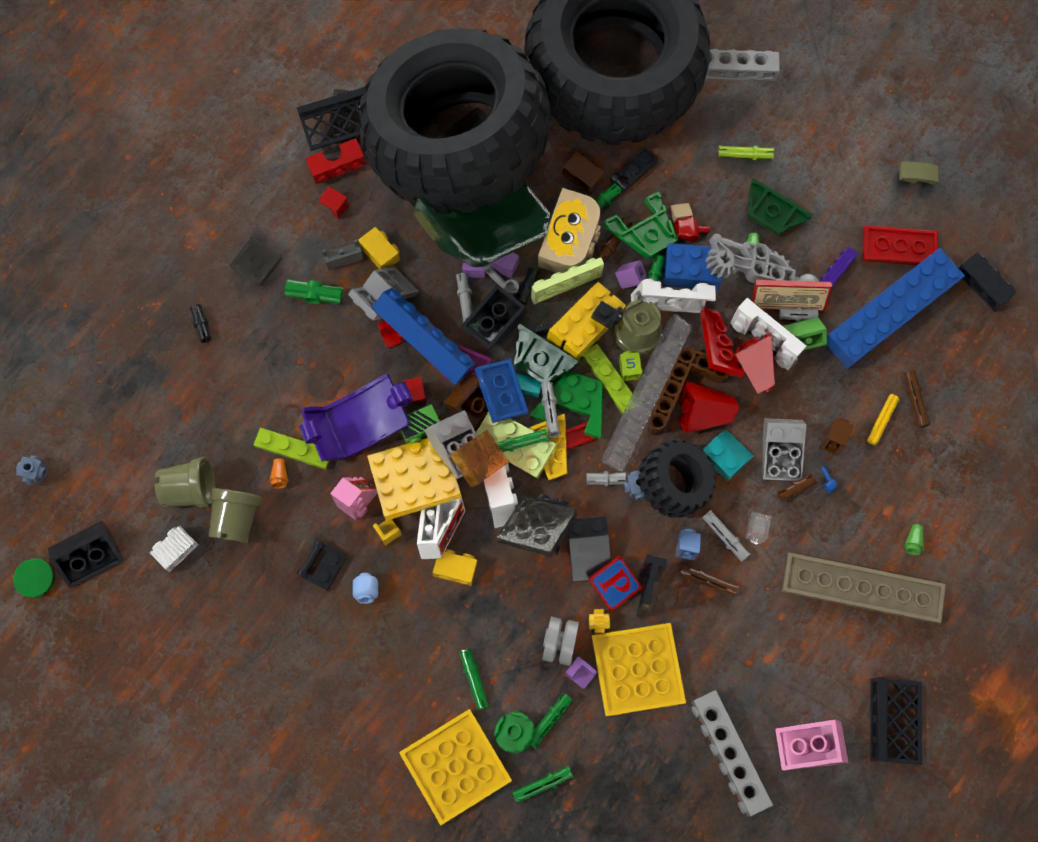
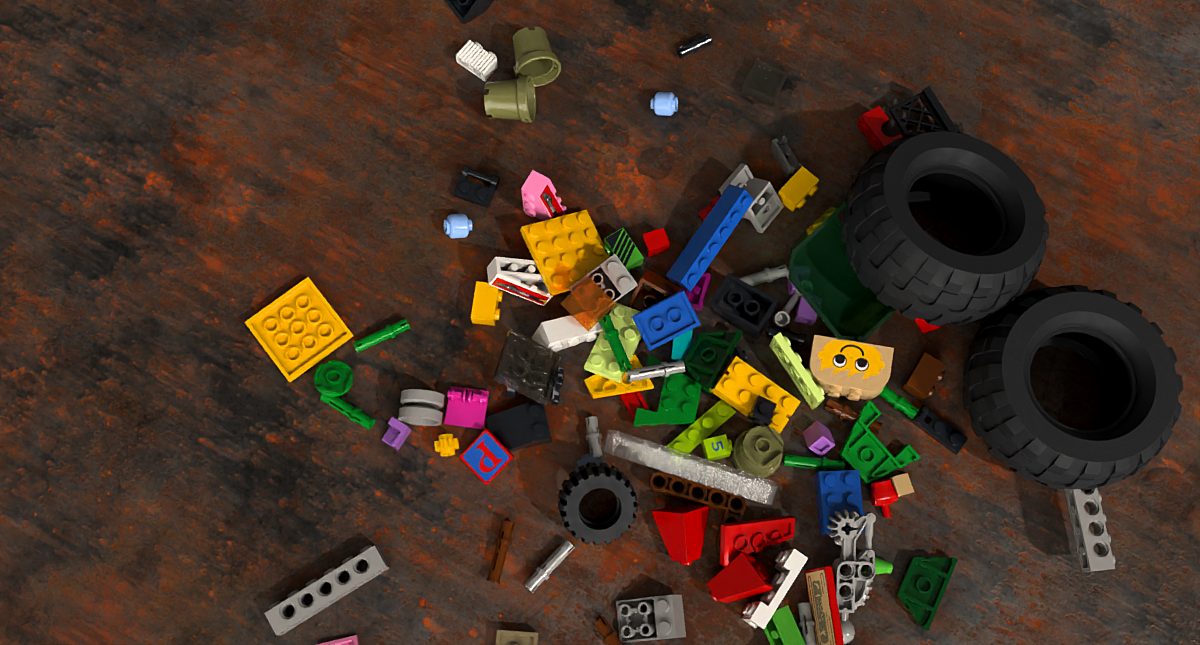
camera: 80 degrees right, 0 degrees up
(262, 361) = (664, 103): none -> light blue head
(278, 474) = (557, 135): orange cone -> none
(289, 448) = (584, 145): lime plate -> none
(314, 292) = (742, 137): green piece -> none
(335, 201) = (839, 140): red panel -> none
(357, 419) = (616, 189): dark purple panel -> none
(387, 531) = (513, 237): yellow panel -> none
(543, 784) = (291, 418): green pin -> none
(561, 598) = (466, 407): none -> dark pink hinge
(638, 669) = (403, 489): yellow plate -> none
(650, 570) = (481, 483): black fence -> none
(674, 300) = (799, 507): white piece -> none
(688, 544) = (534, 525): medium blue slope -> none
(727, 455) = (636, 559): teal slope -> none
(746, 152) = (989, 558): lime pin -> none
(758, 527) = (560, 598): clear brick -> none

